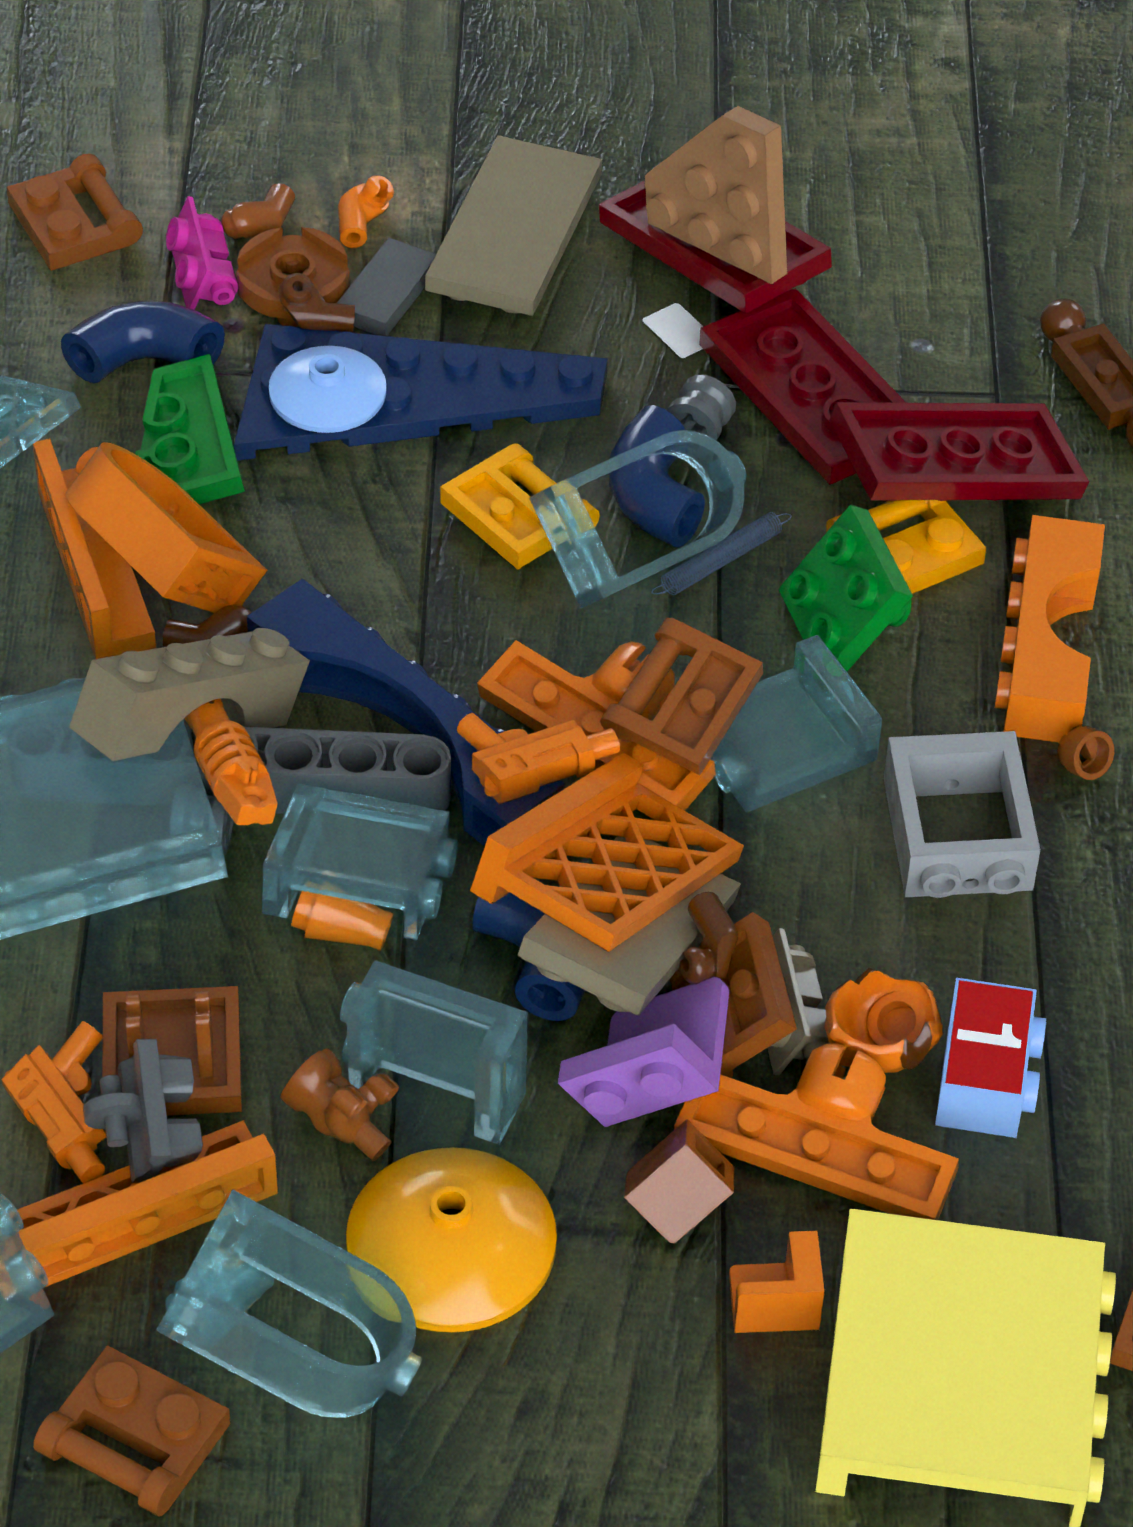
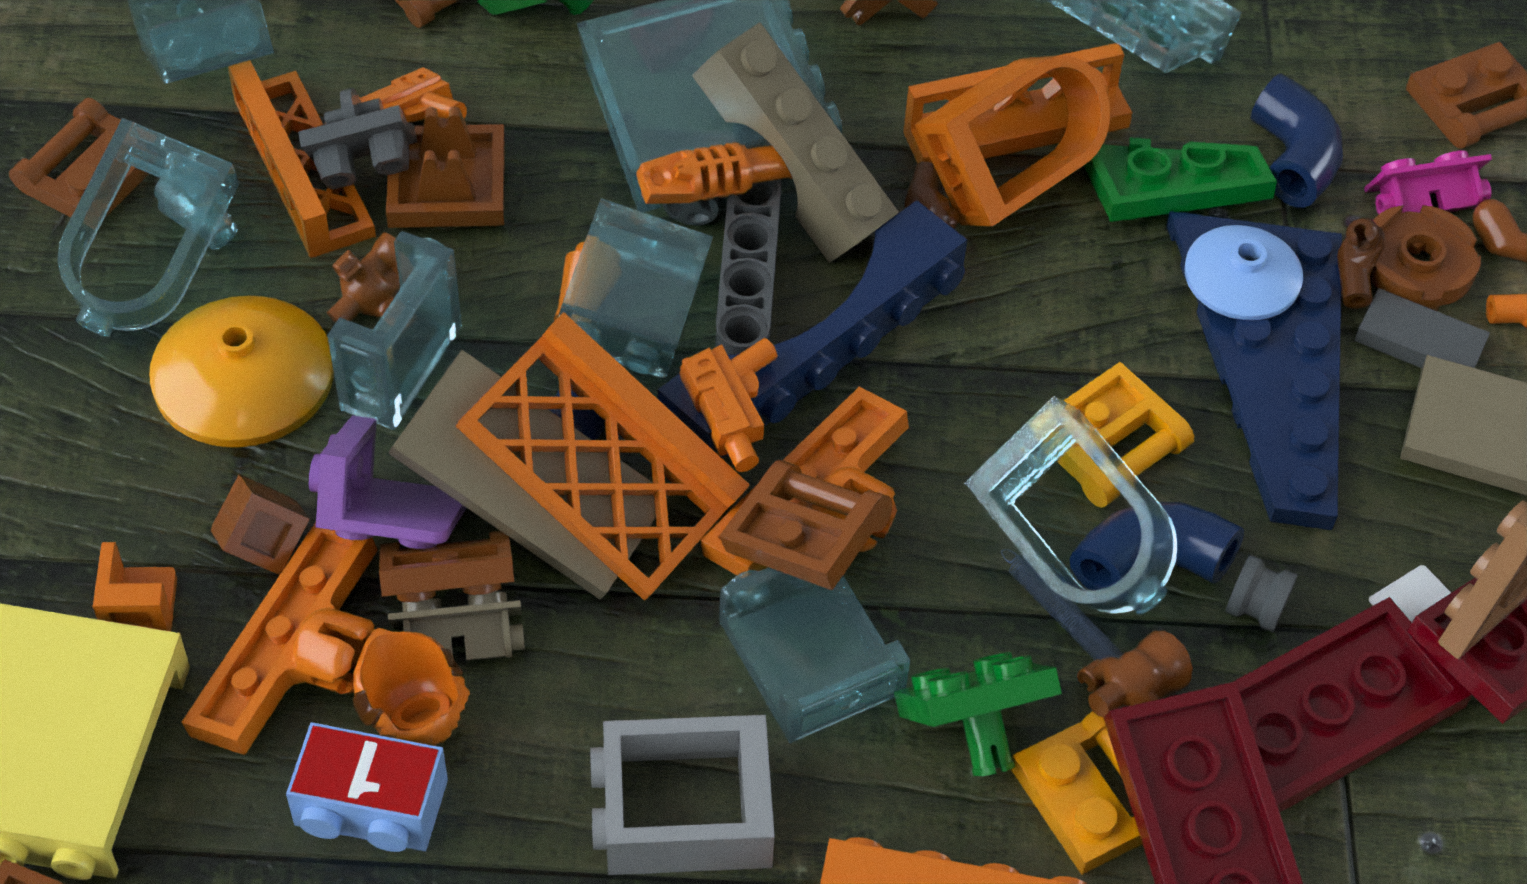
camera: 90 degrees right, 5 degrees up
(717, 942) = (490, 533): reddish brown arm -> none
(799, 494) = (1141, 675): none -> dark orange piece

